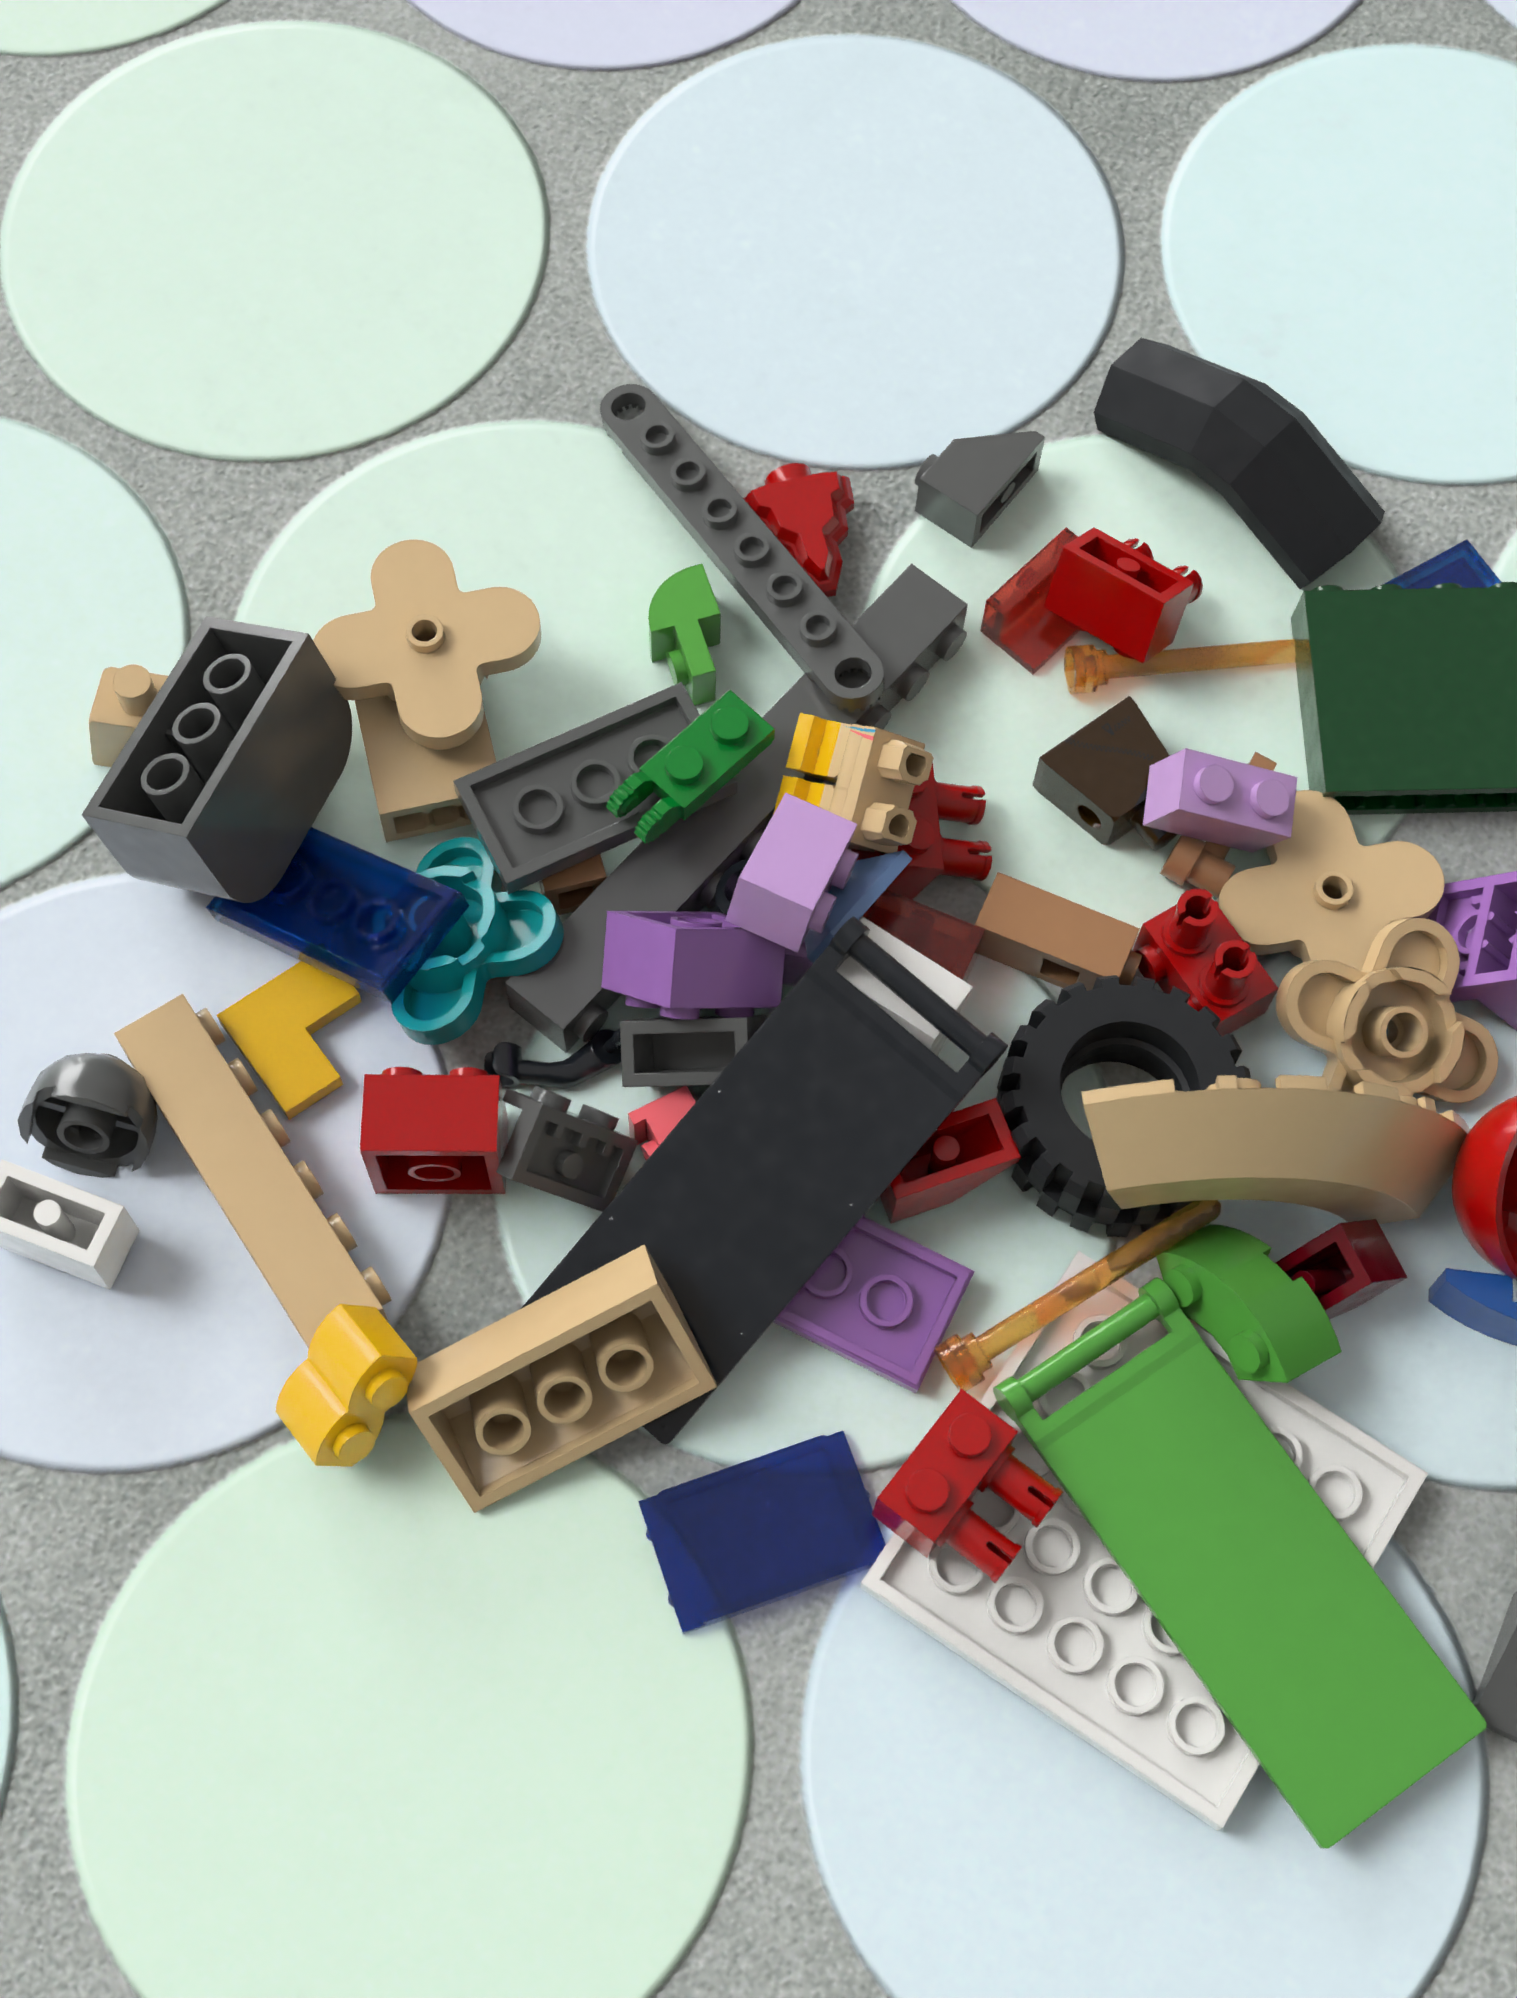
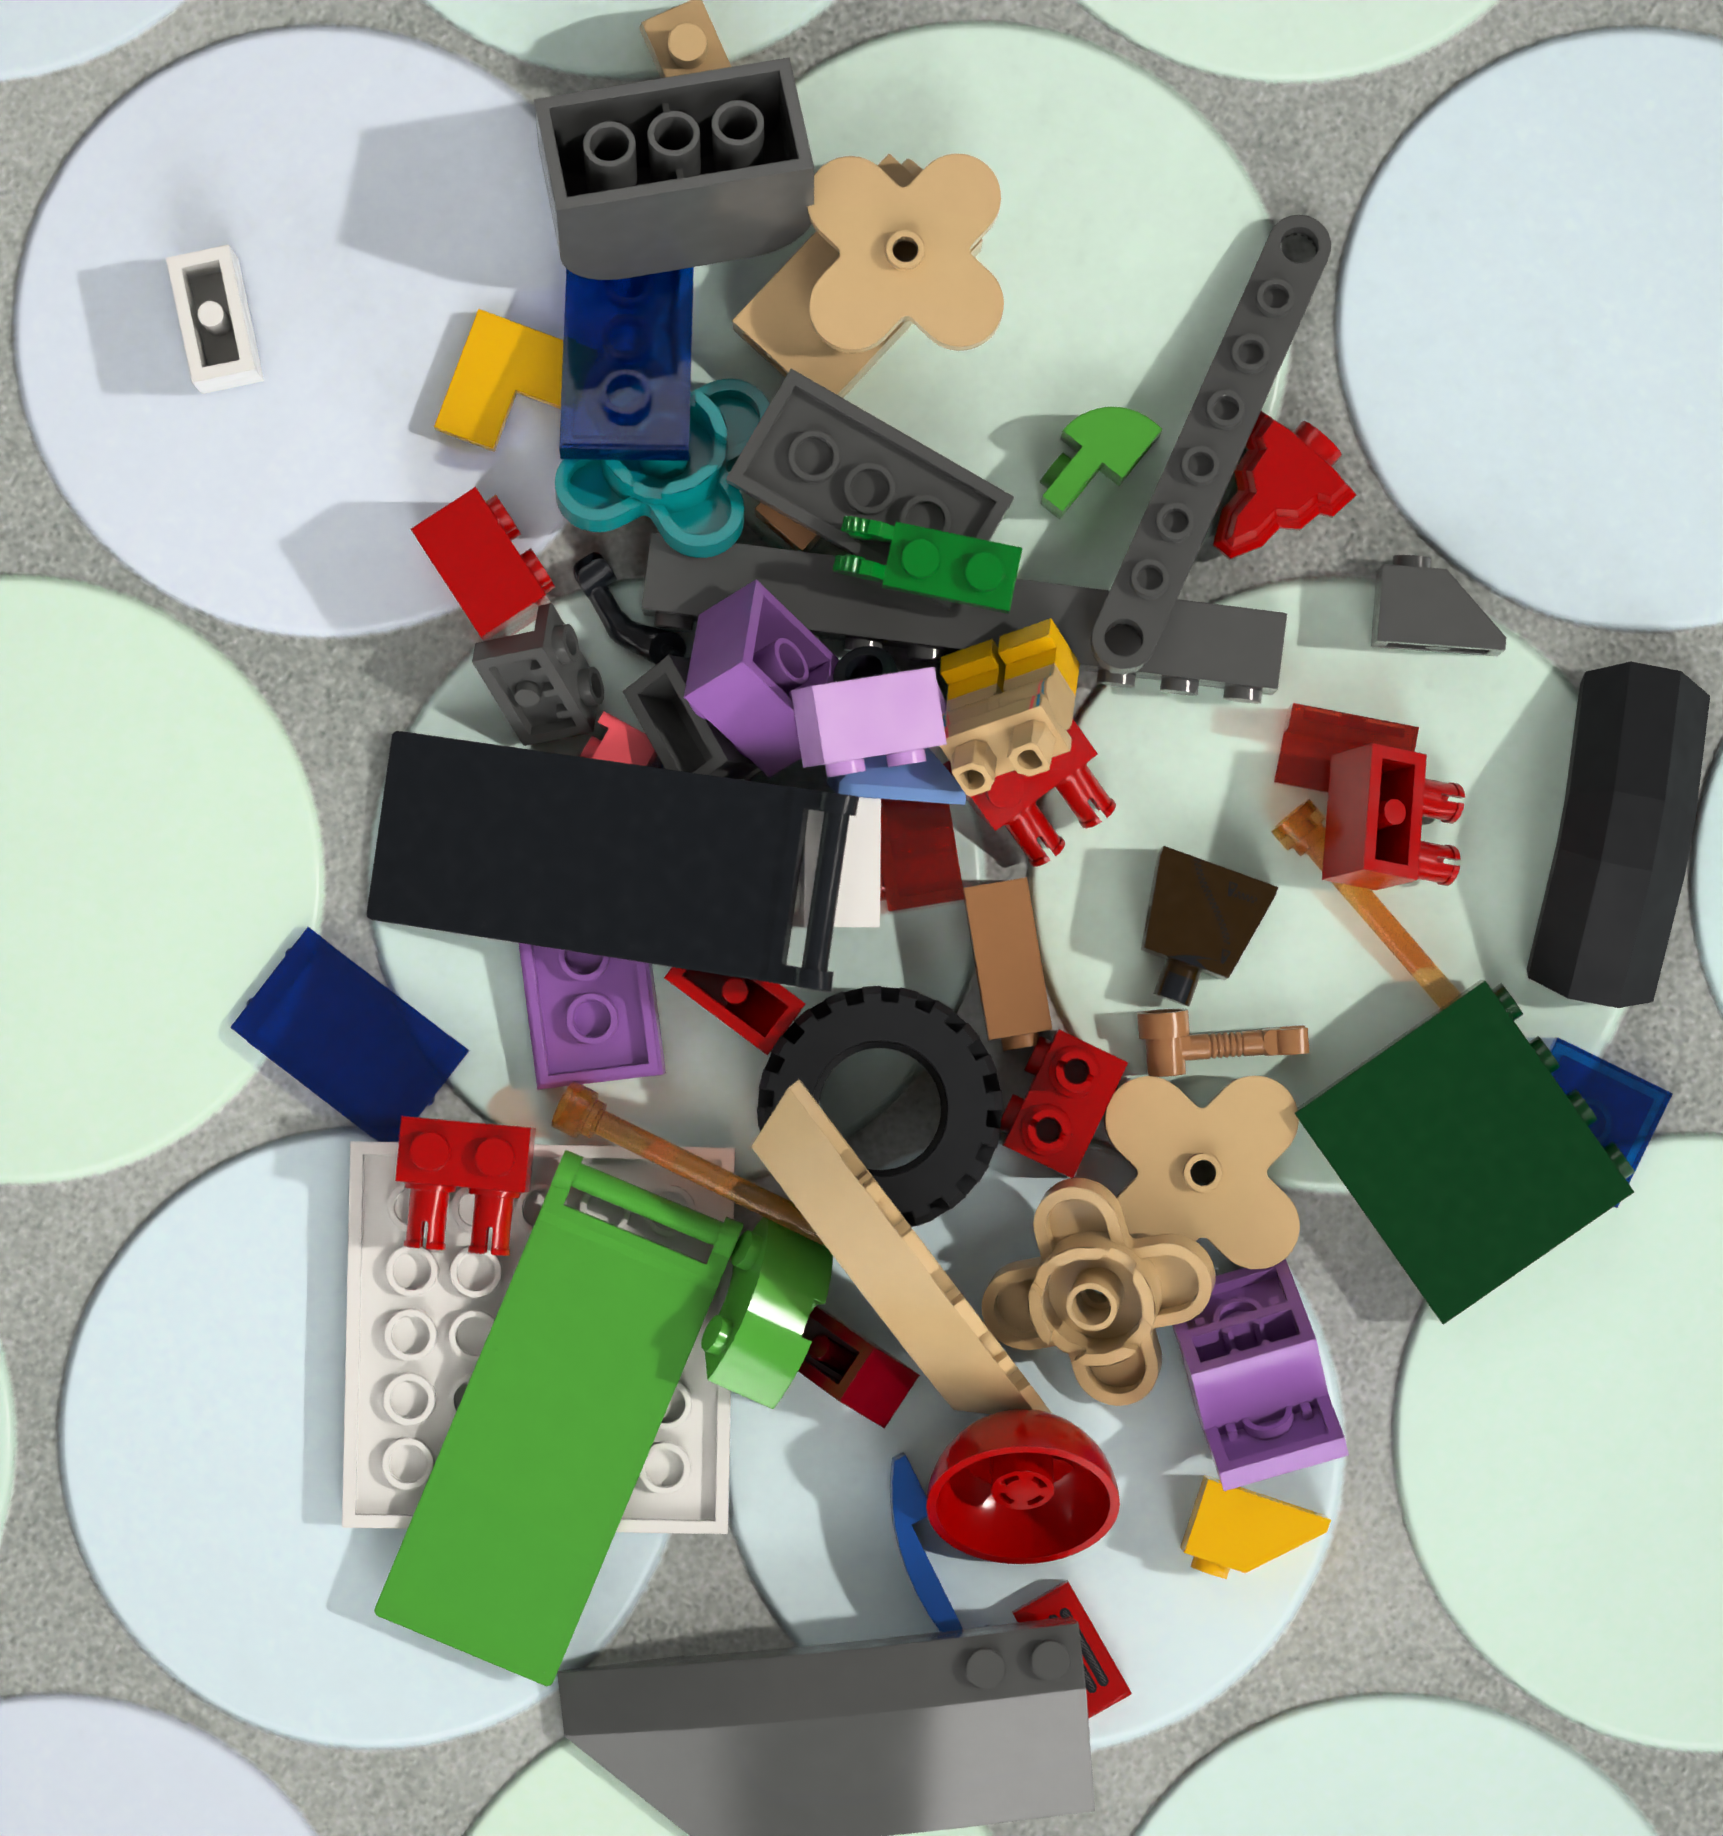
camera: 60 degrees right, 20 degrees up
(90, 1114) = (326, 275): dark grey cylinder -> none
(246, 1168) = (360, 441): tan brick -> none
(346, 1385) = (235, 644): yellow brick -> none
(558, 1379) = (351, 802): tan slope -> none
(1220, 800) = (1213, 1028): lavender brick -> none

